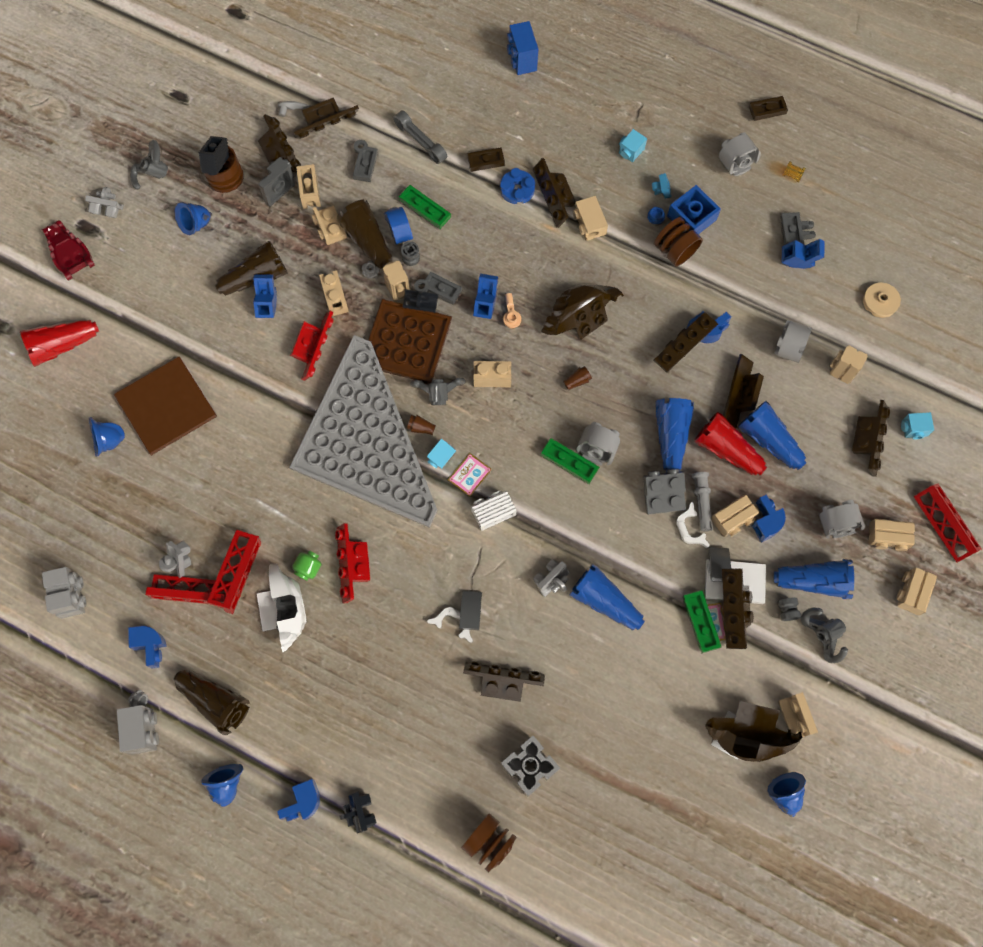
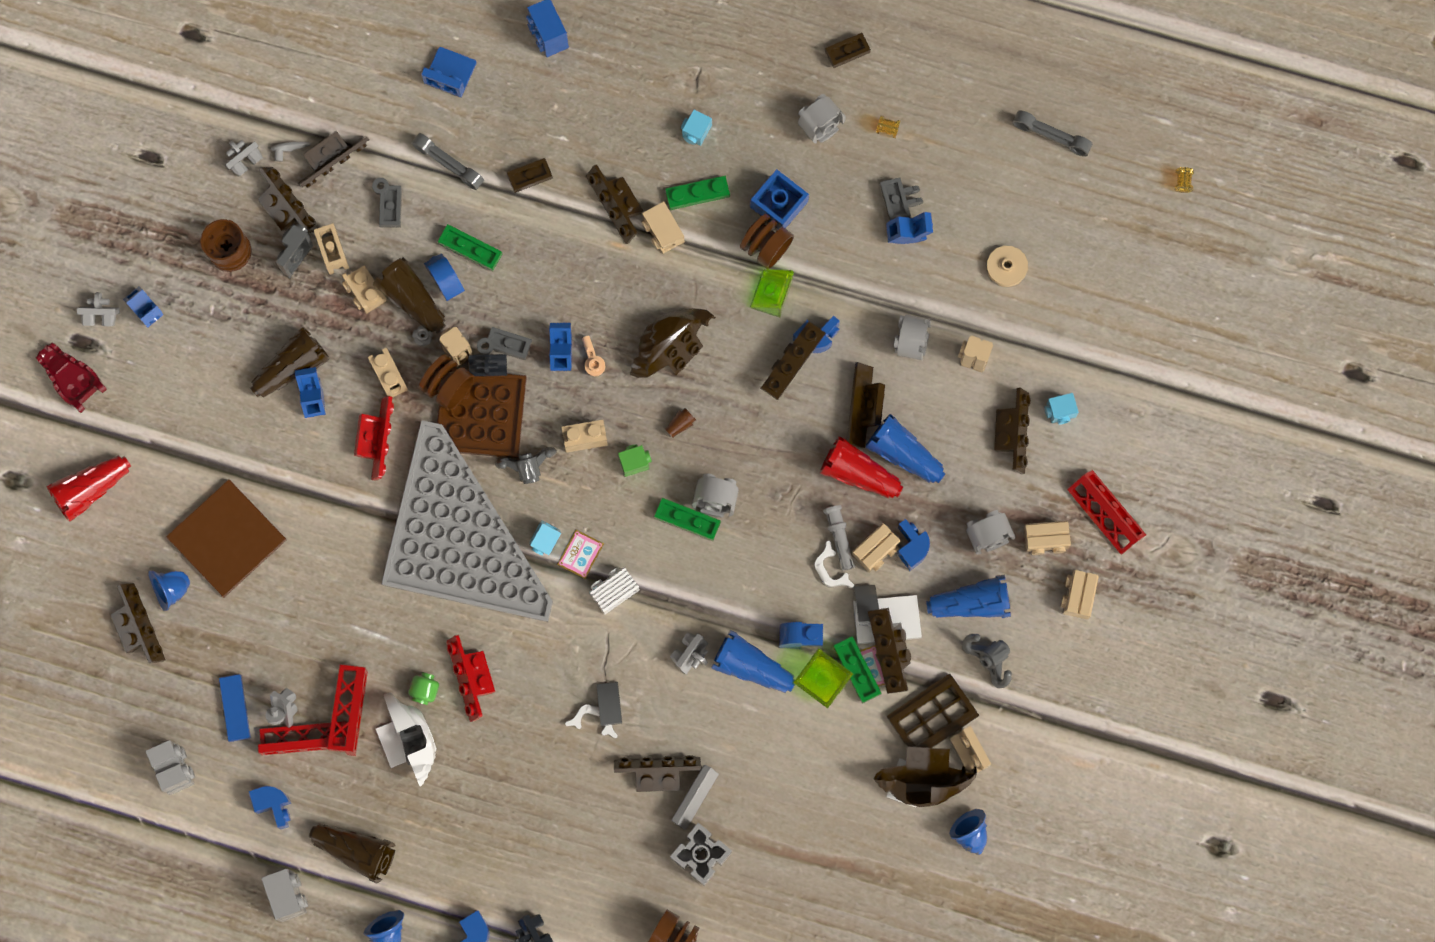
camera: 10 degrees left, 5 degrees up
(67, 464) = (134, 625): none -> dark brown bracket
(136, 552) = (235, 708): none -> blue tile
(138, 698) = (275, 864): light grey plate -> none
(142, 206) = (143, 306): none -> brick
(149, 165) = (142, 256): dark grey piece -> none
(191, 217) = (204, 311): blue piece -> none
(213, 155) = (218, 238): black brick -> none
(252, 102) = (236, 164): none -> light grey hips
(381, 306) = (447, 382): none -> reddish brown wheel
(410, 253) = (468, 311): dark grey wheel -> none
(420, 425) = (515, 509): reddish brown cone -> none
(435, 71) = (449, 72): none -> blue bracket
(521, 178) = (568, 191): blue plate -> none
(532, 402) = (634, 460): none -> bright green brick
(533, 710) = (695, 797): none -> light grey tile
(624, 197) = (697, 192): none -> green plate
(652, 578) = (800, 634): none -> blue brick
(656, 215) = (737, 209): blue plate -> none
(662, 186) = (739, 173): dark azure tile -> none
(664, 491) = (796, 535): dark grey plate -> none
(670, 622) = (823, 678): none -> clear neon green slope
(673, 429) = (794, 461): blue cone -> none
(676, 285) = (772, 291): none -> clear neon green slope
(760, 658) = (923, 698): none -> dark brown piece
(789, 609) = (948, 639): dark grey wheel -> none
(955, 213) = (1077, 144): none -> dark grey piece

